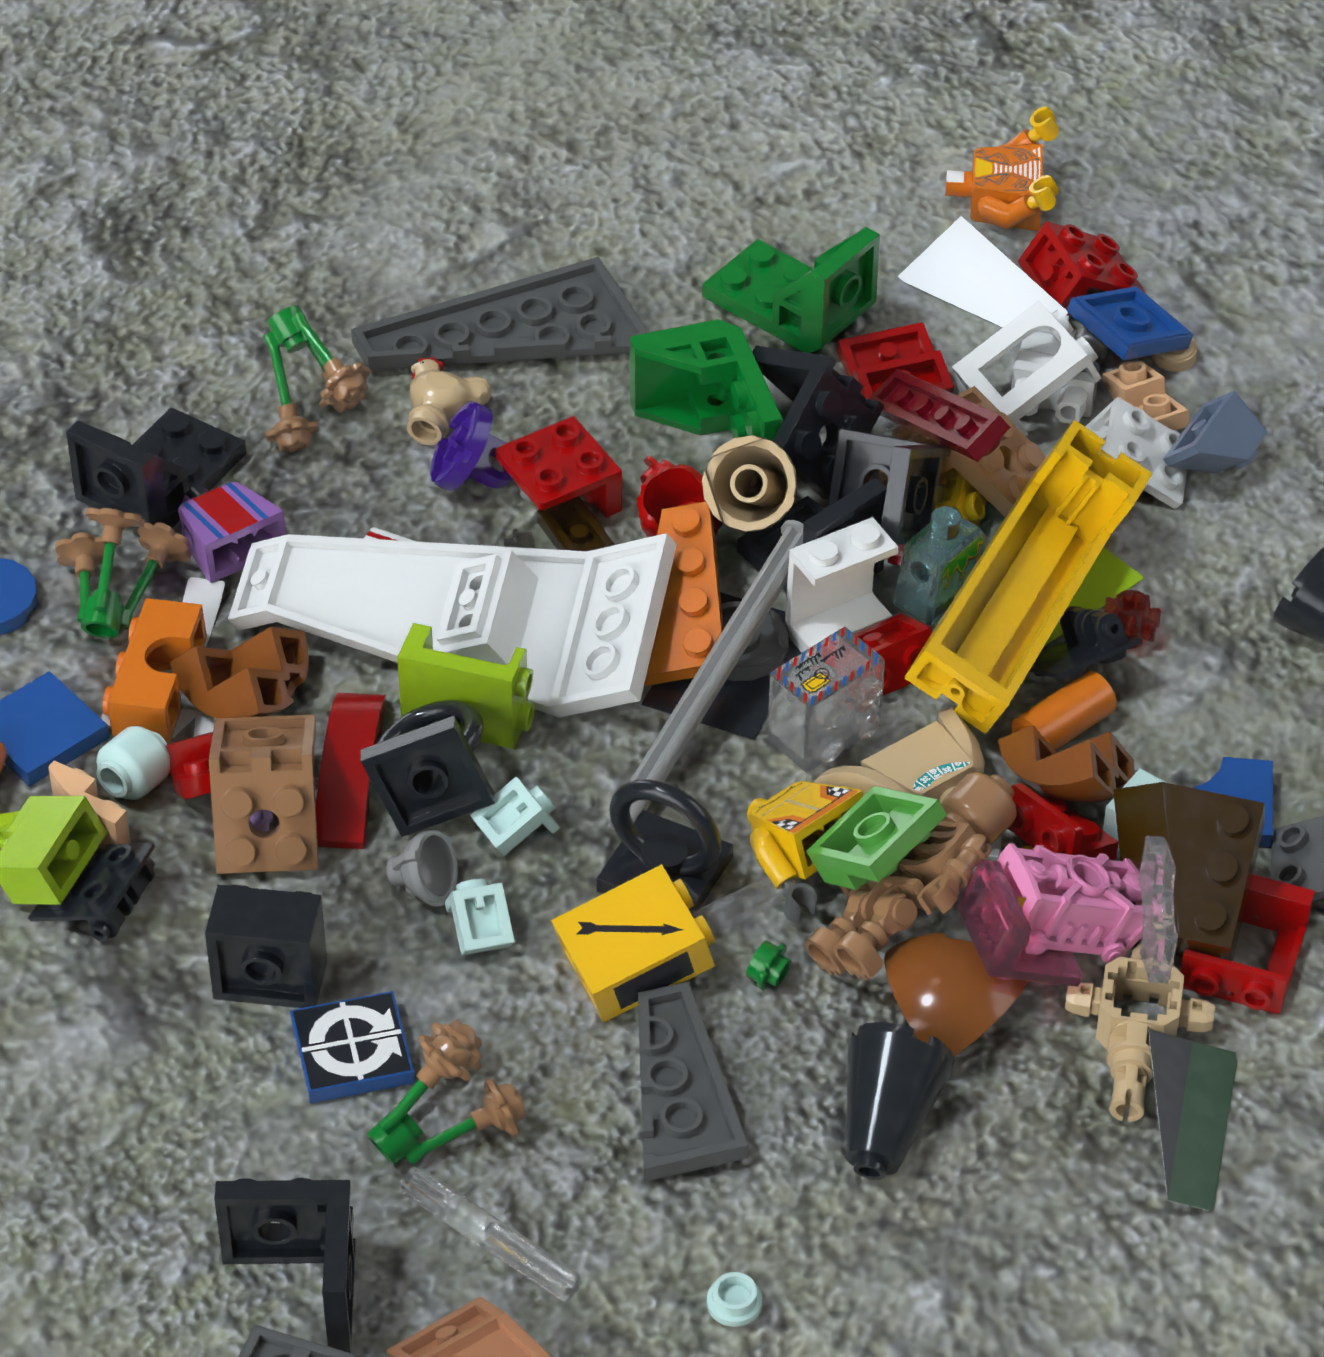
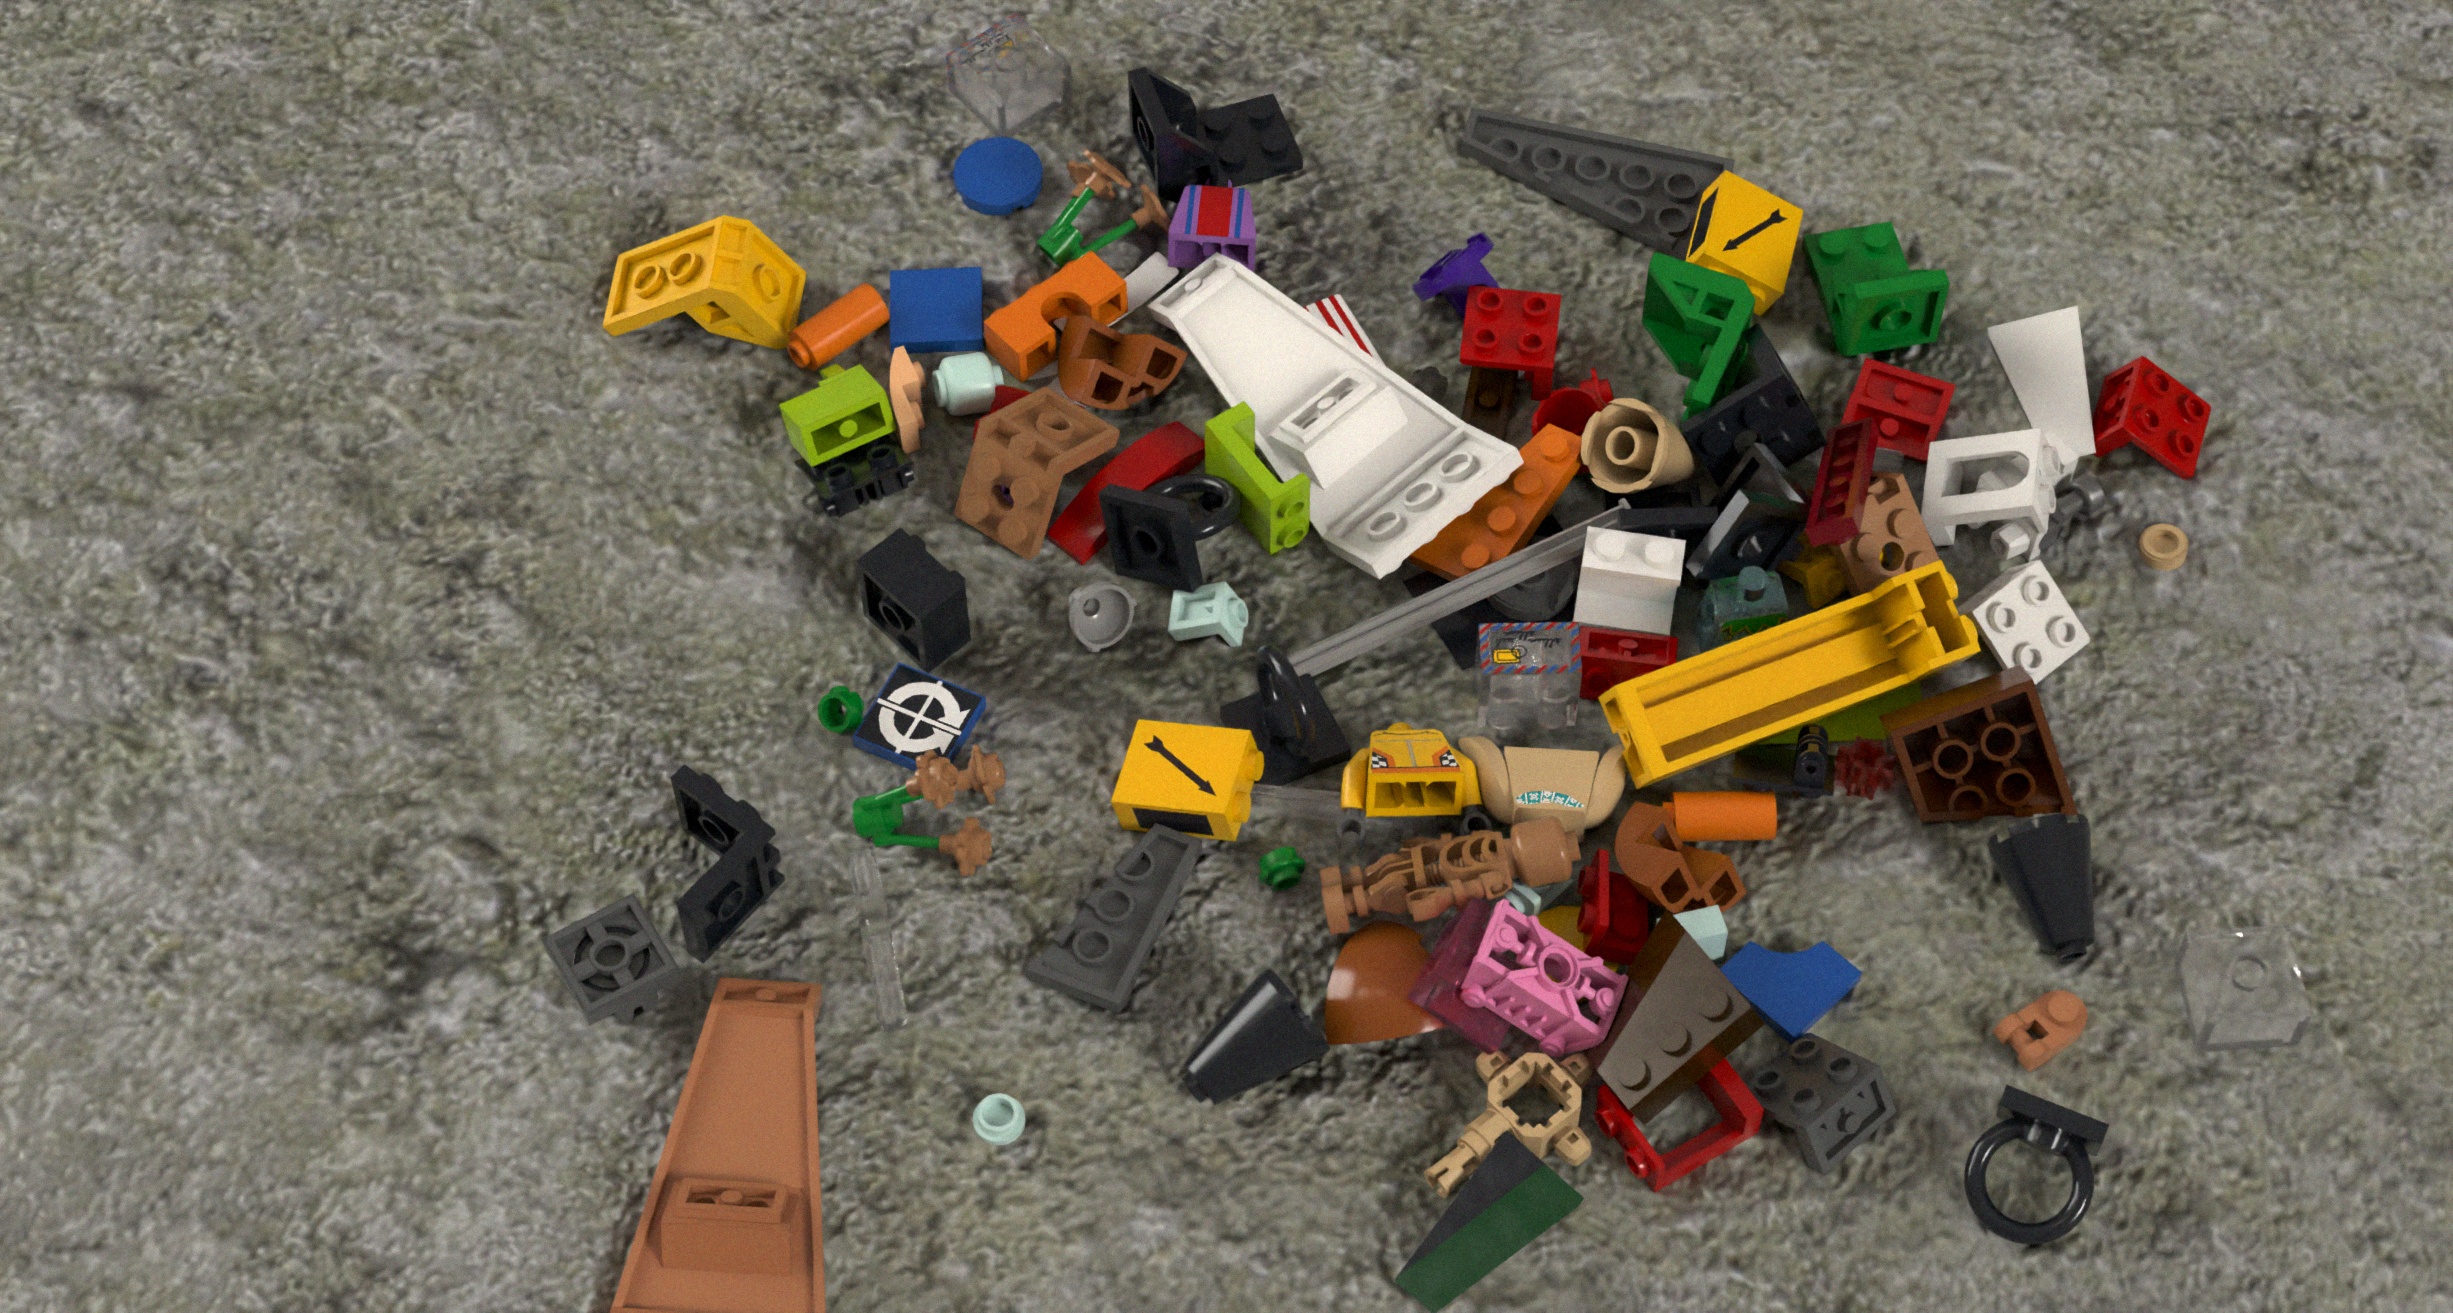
camera: 40 degrees right, 10 degrees up
(276, 1090) = (831, 712): none -> green plate
(343, 383) = (1403, 153): plant -> none
(438, 397) = (1487, 210): tan animal -> none
(480, 916) = (1101, 680): light aqua bracket -> none
(662, 294) = (1746, 236): none -> yellow brick
(874, 836) = (1429, 818): bright green plate -> none
(1009, 179) = (2166, 293): orange torso -> none
(1130, 323) = (2132, 496): blue tile -> none
(1145, 389) = (2089, 573): light nougat slope -> none
(1158, 923) = (1593, 1032): clear tile -> none
(1202, 553) = (1979, 752): none -> reddish brown wedge
(1218, 437) = (2103, 652): sand blue slope -> none

